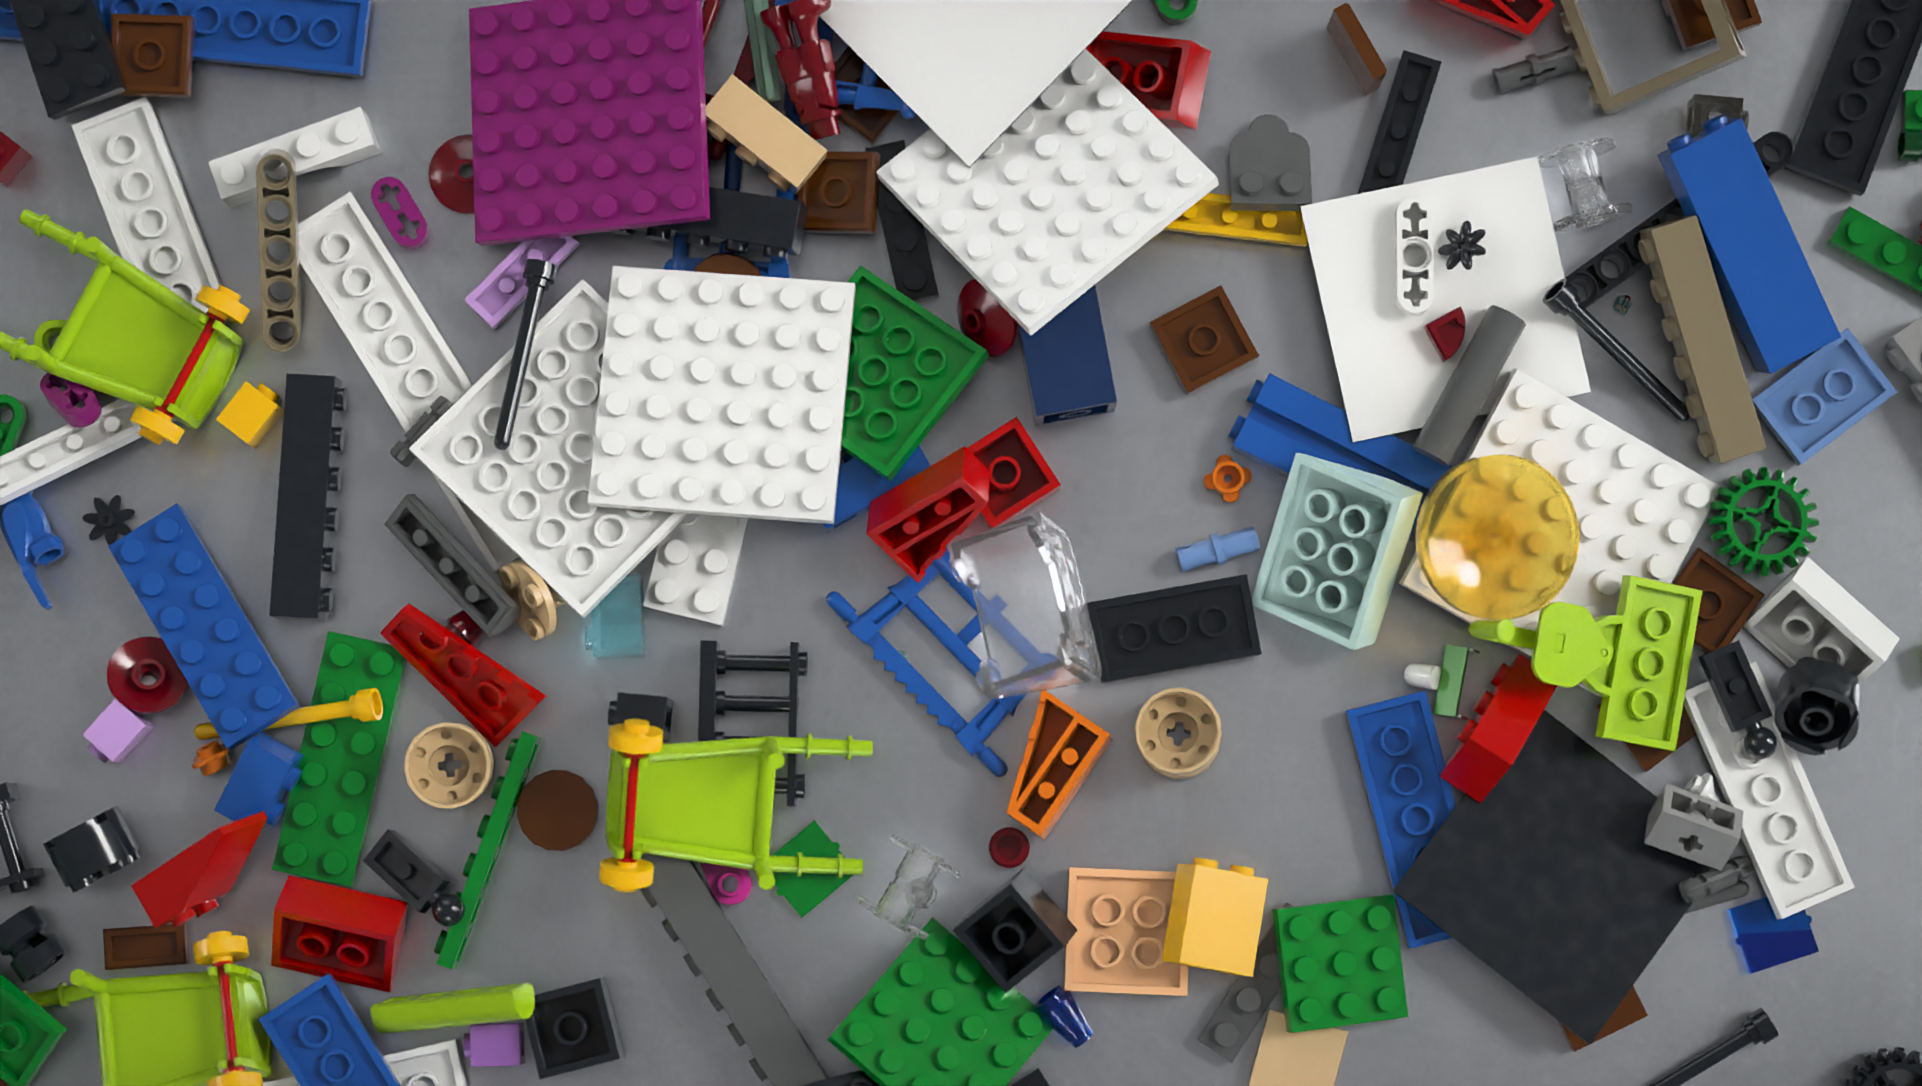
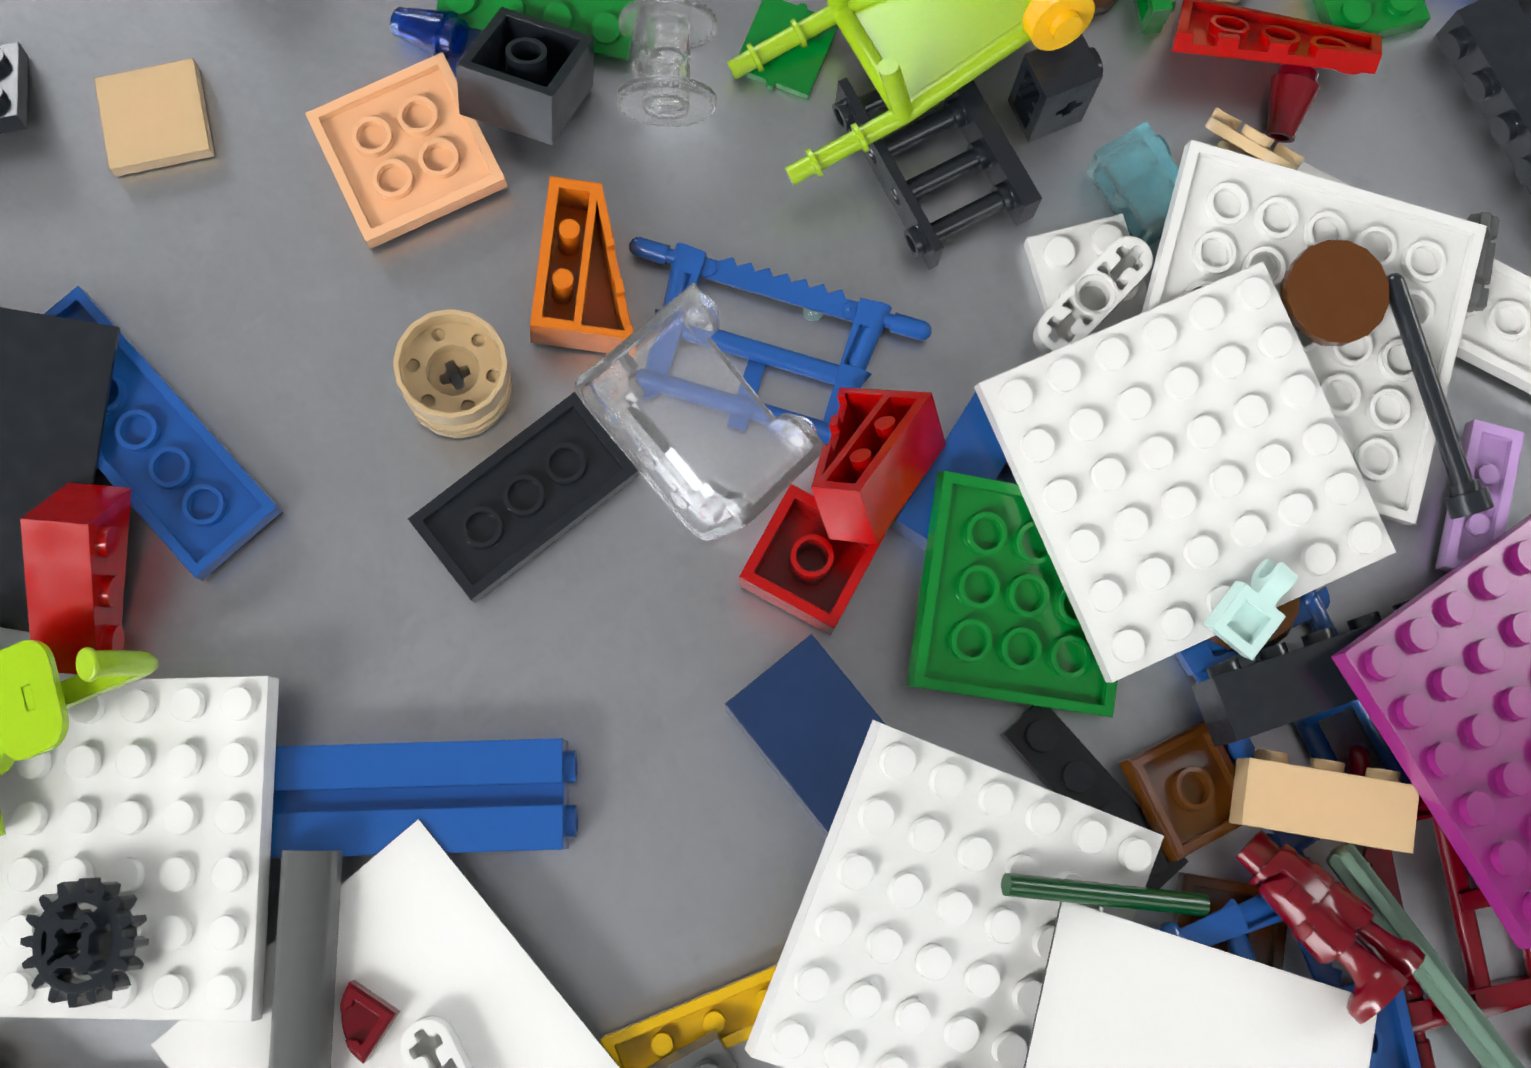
camera: 145 degrees right, 5 degrees down
(452, 566) = (1352, 140): dark grey brick -> none
(548, 456) = (1335, 292): none -> reddish brown tile
(674, 551) = (1092, 277): none -> white beam
(744, 273) = (1247, 613): none -> light aqua plate
(939, 154) = (1104, 894): none -> dark green bar
(985, 320) = (933, 722): dark red dish -> none
(1009, 847) = (585, 165): dark red tile -> none
(1204, 340) = (664, 851): reddish brown plate -> none
(1215, 917) = (311, 199): yellow brick -> none
(1217, 549) = (520, 613): medium blue pin -> none
(1231, 489) = (541, 691): orange plate -> none
(1245, 1002) = (236, 175): dark grey plate -> none
(1335, 550) = (374, 680): light aqua slope -> none
(1340, 963) = (150, 231): green plate -> none
(1447, 680) = (174, 605): bright green piece -> none
(1497, 537) = (167, 788): clear yellow dish -> none
(1591, 459) = (84, 942): none -> black gear

